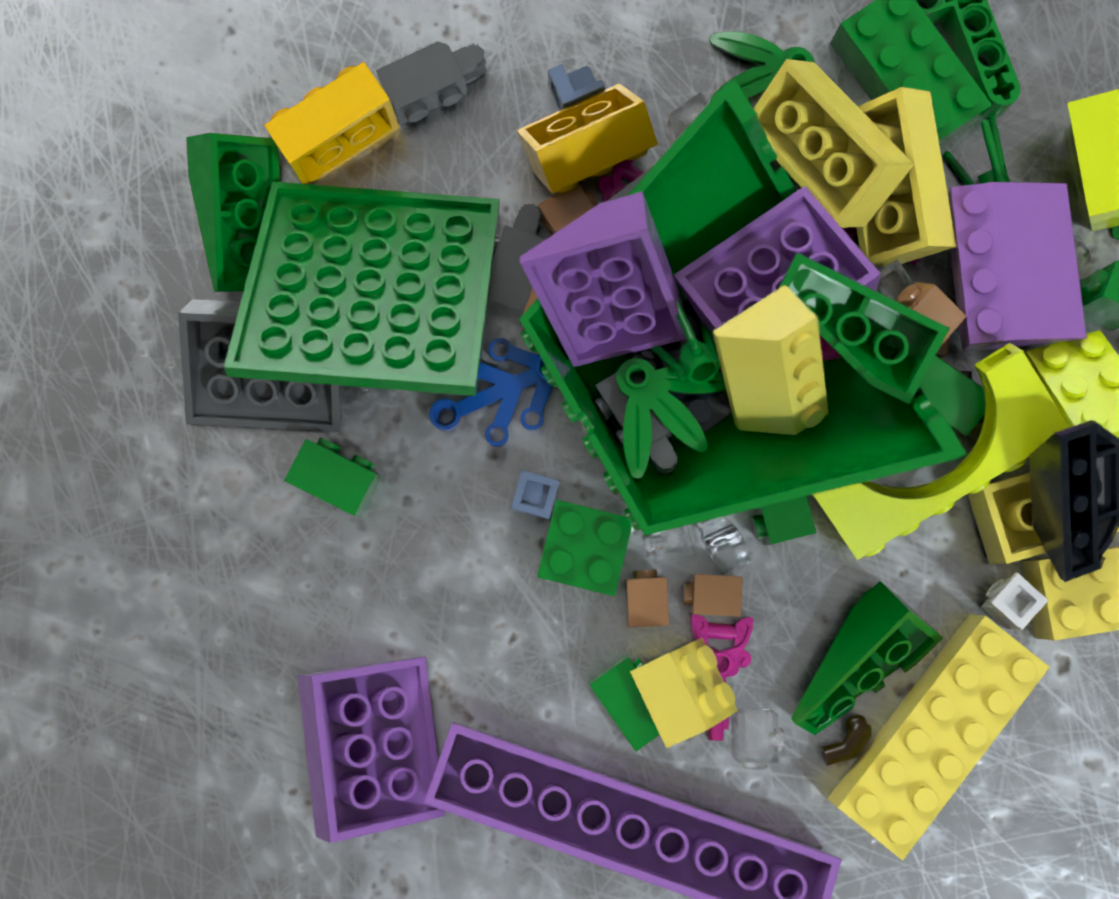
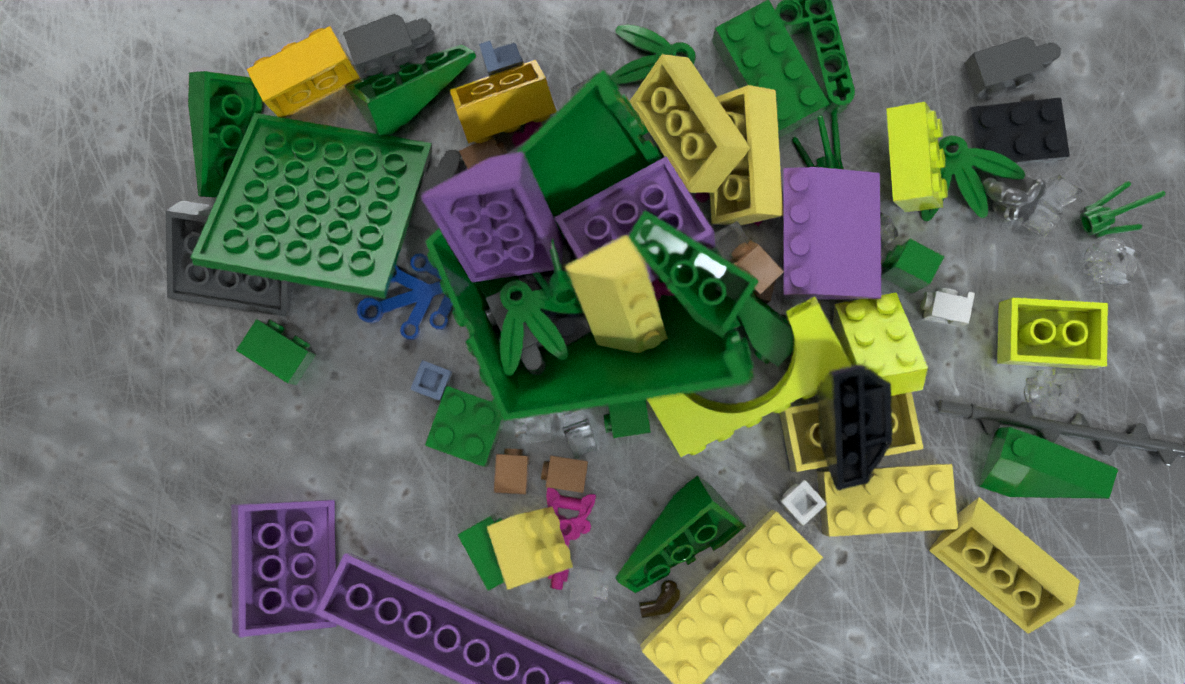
camera: 15 degrees right, 0 degrees up
(451, 146) = (398, 97): none -> green wedge

